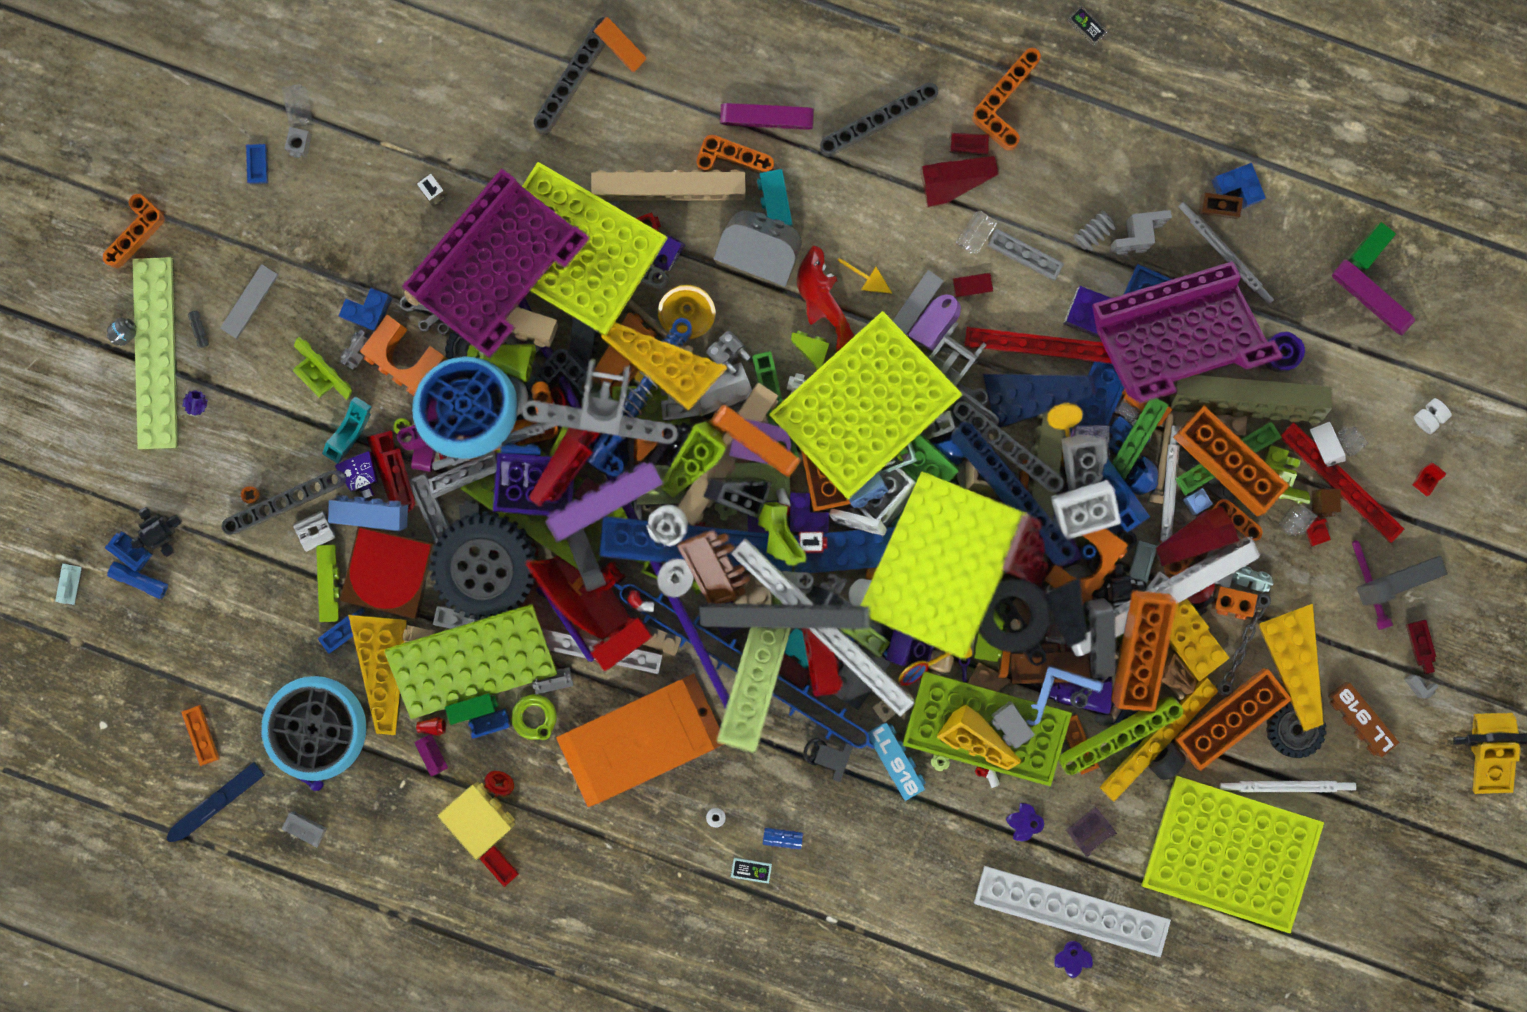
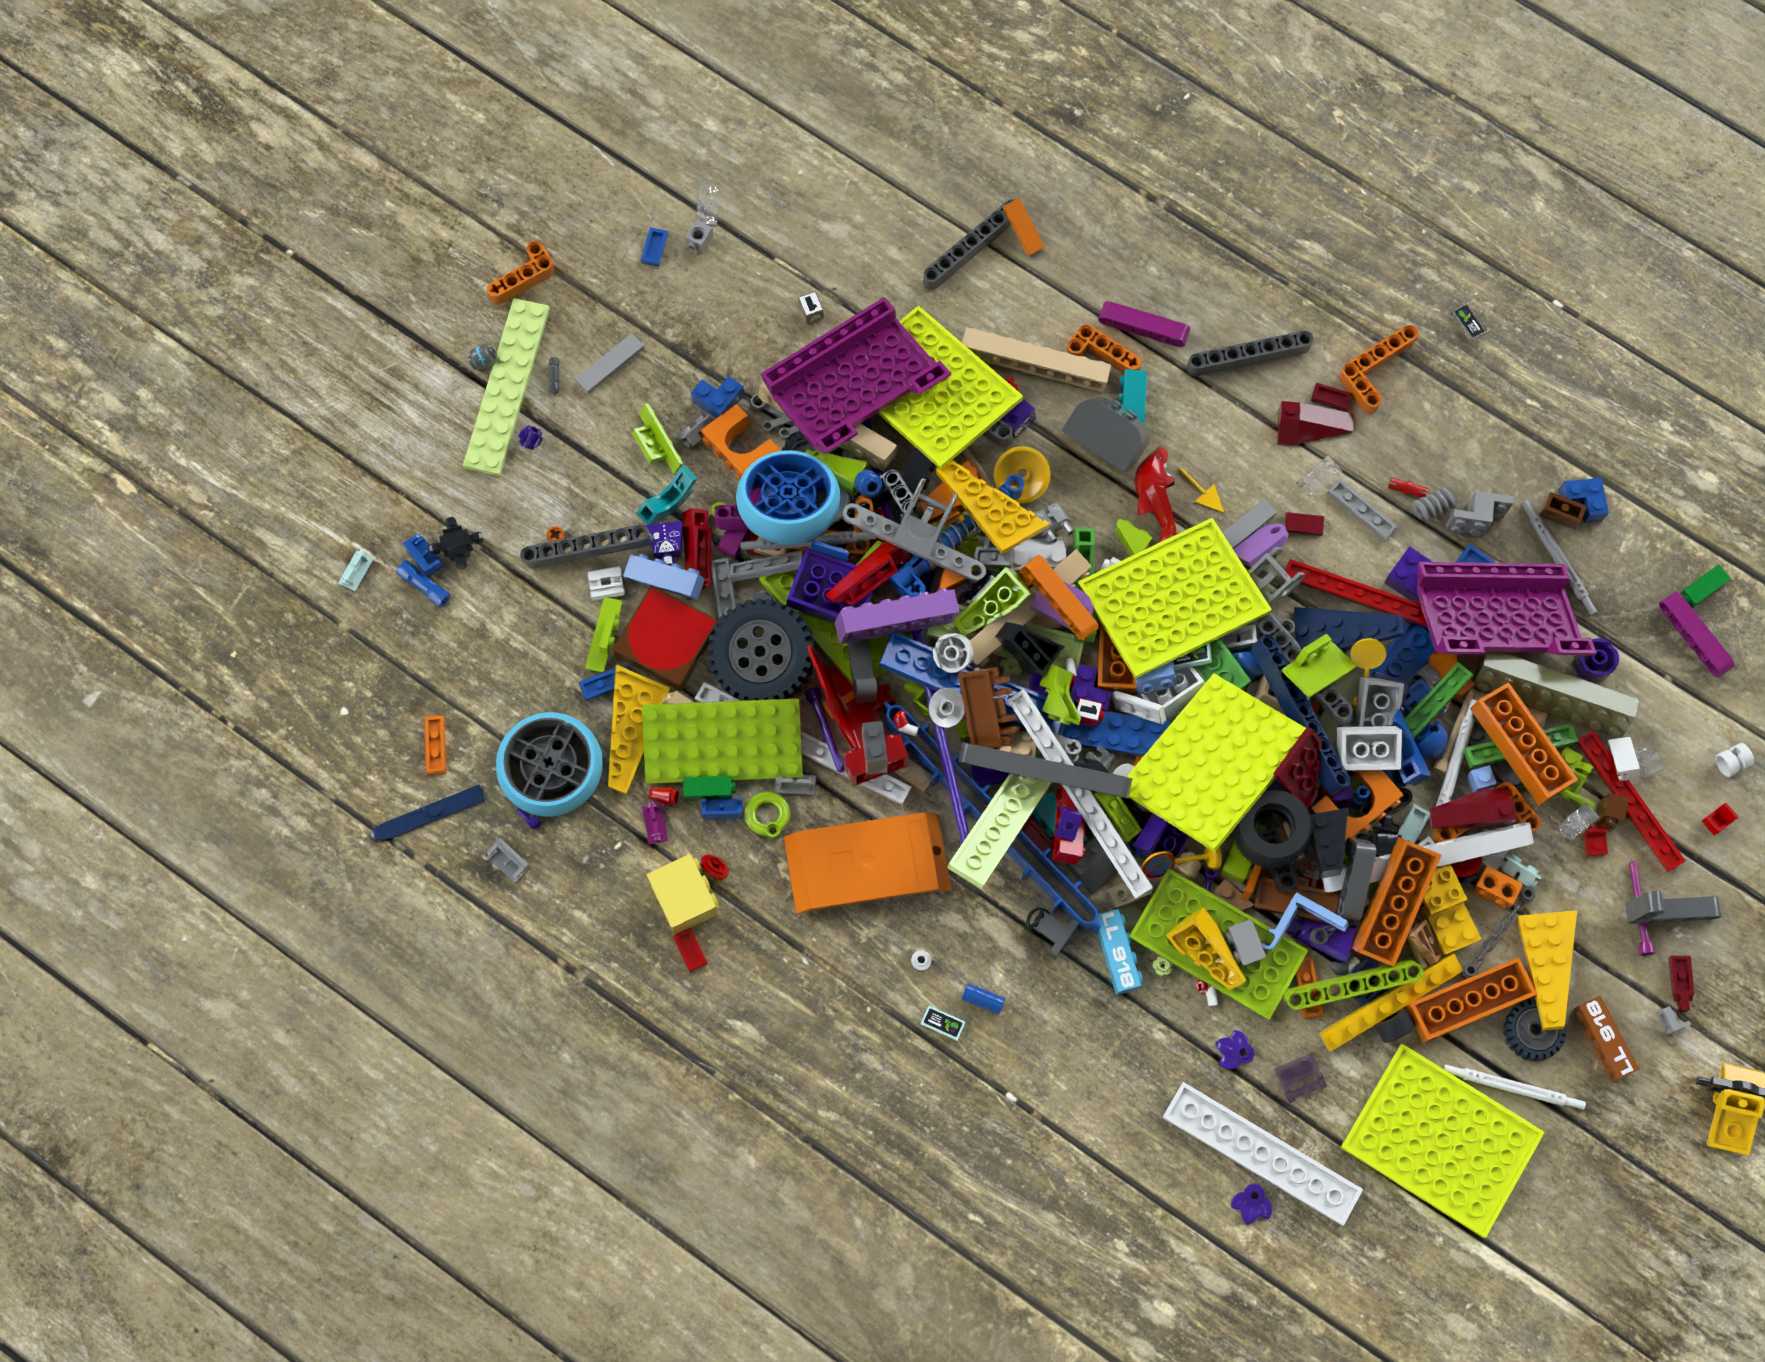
camera: 15 degrees right, 15 degrees down
(539, 371) = (868, 483): none -> blue head
(617, 645) = (874, 747): none -> dark grey brick
(819, 660) = (1068, 823): none -> dark purple bracket
(1021, 445) = (1318, 666): none -> lime bracket
(1065, 220) = (1407, 487): none -> red pin

